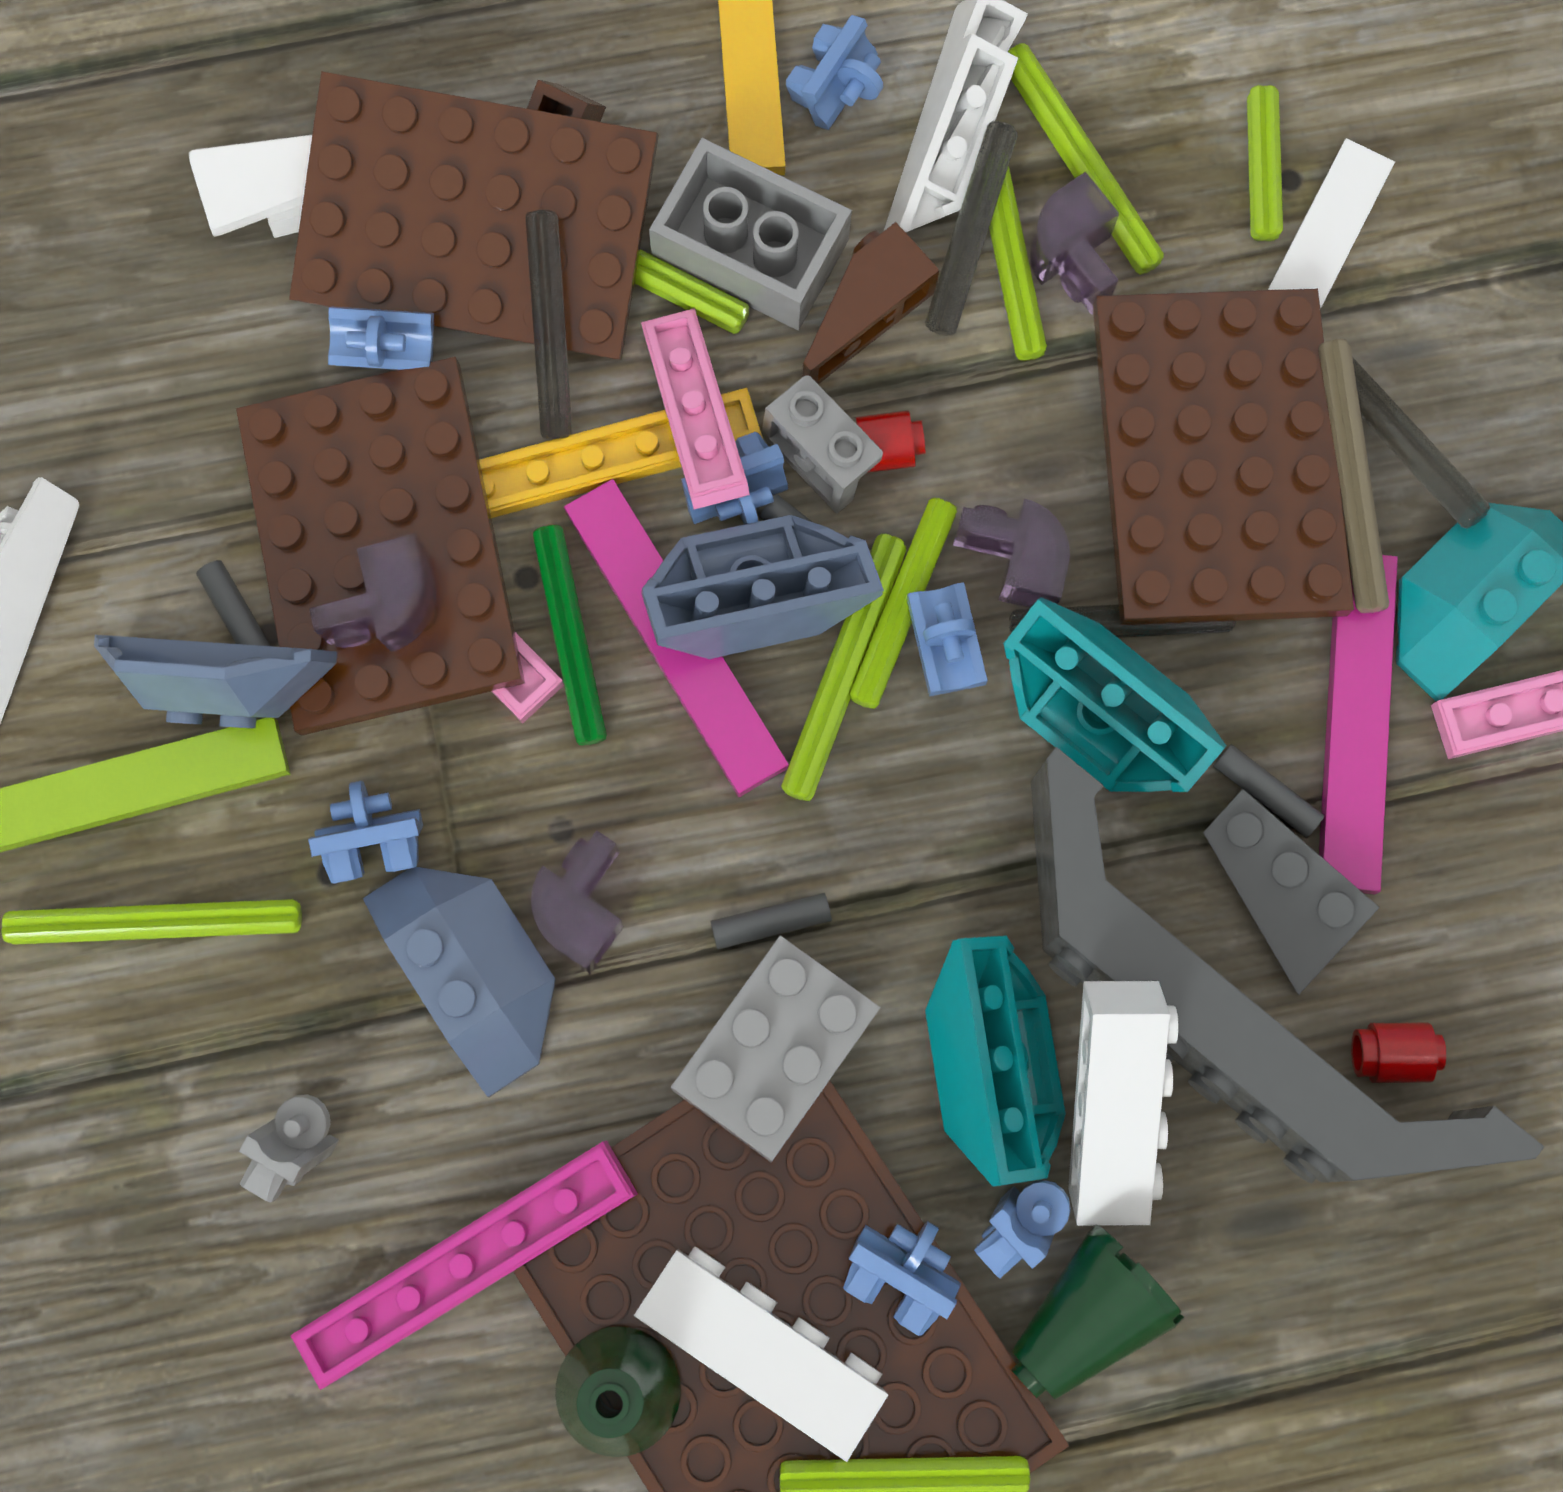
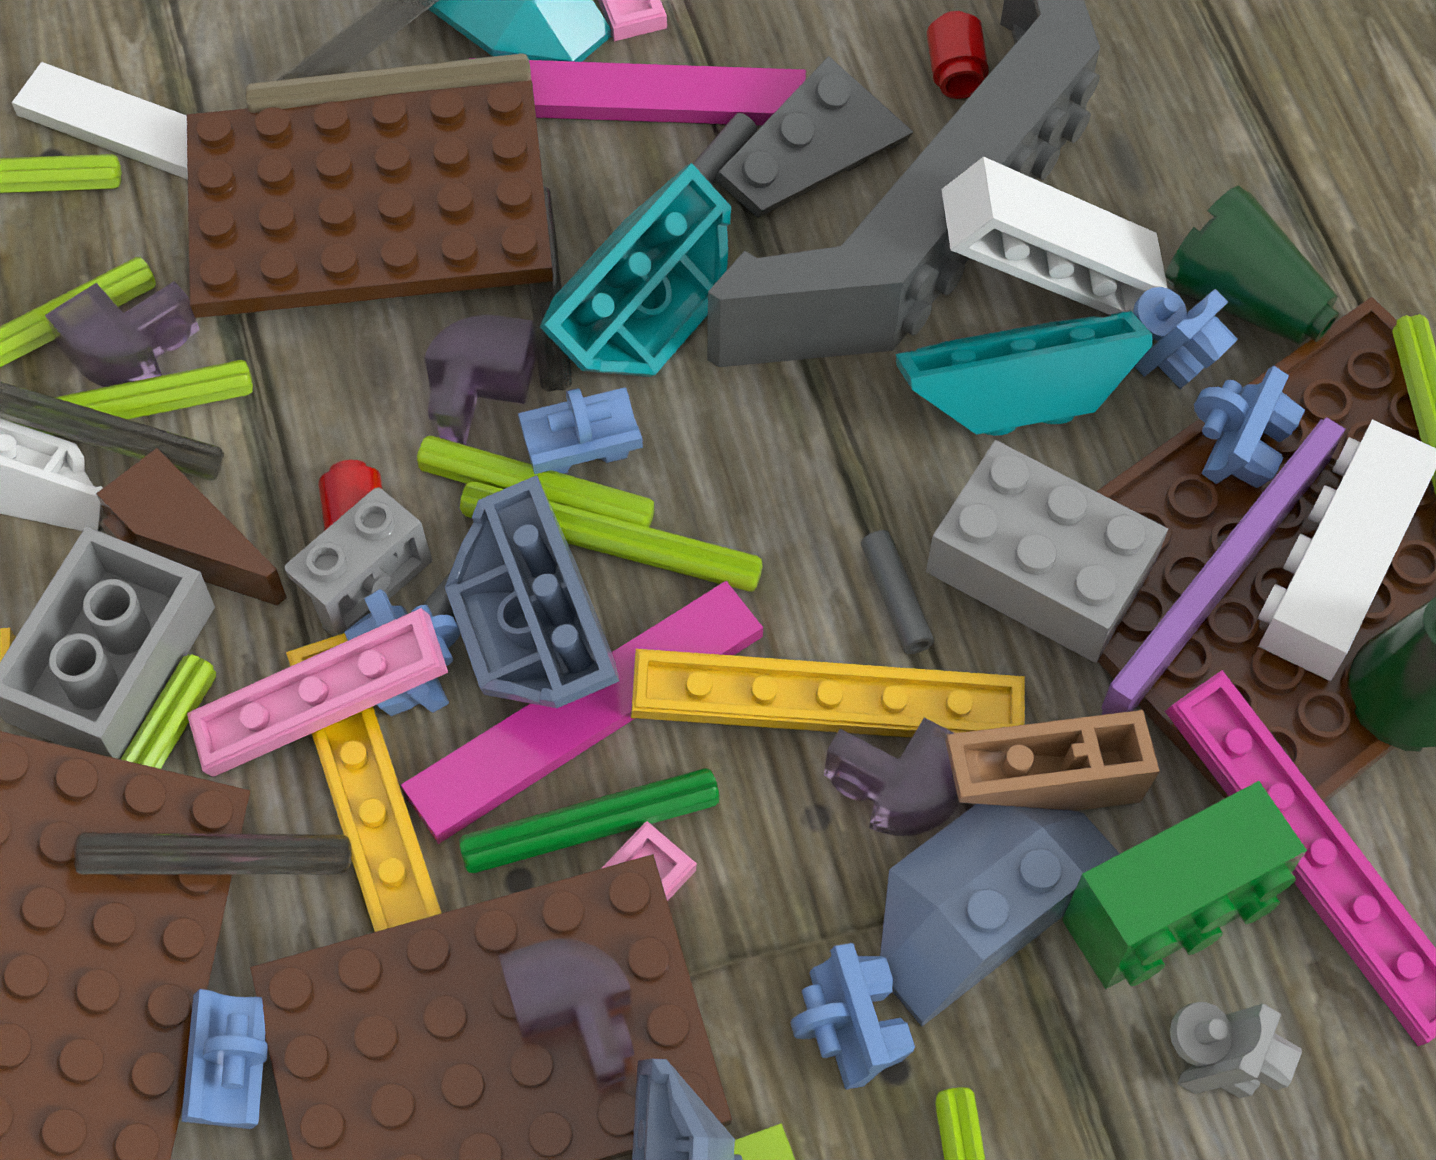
camera: 90 degrees left, 15 degrees down
(433, 1128) = (1183, 887): none -> green brick
(563, 1024) = (1056, 763): none -> medium nougat slope
(664, 847) = (820, 694): none -> yellow tile
(750, 1223) = (1222, 569): none -> medium lavender tile

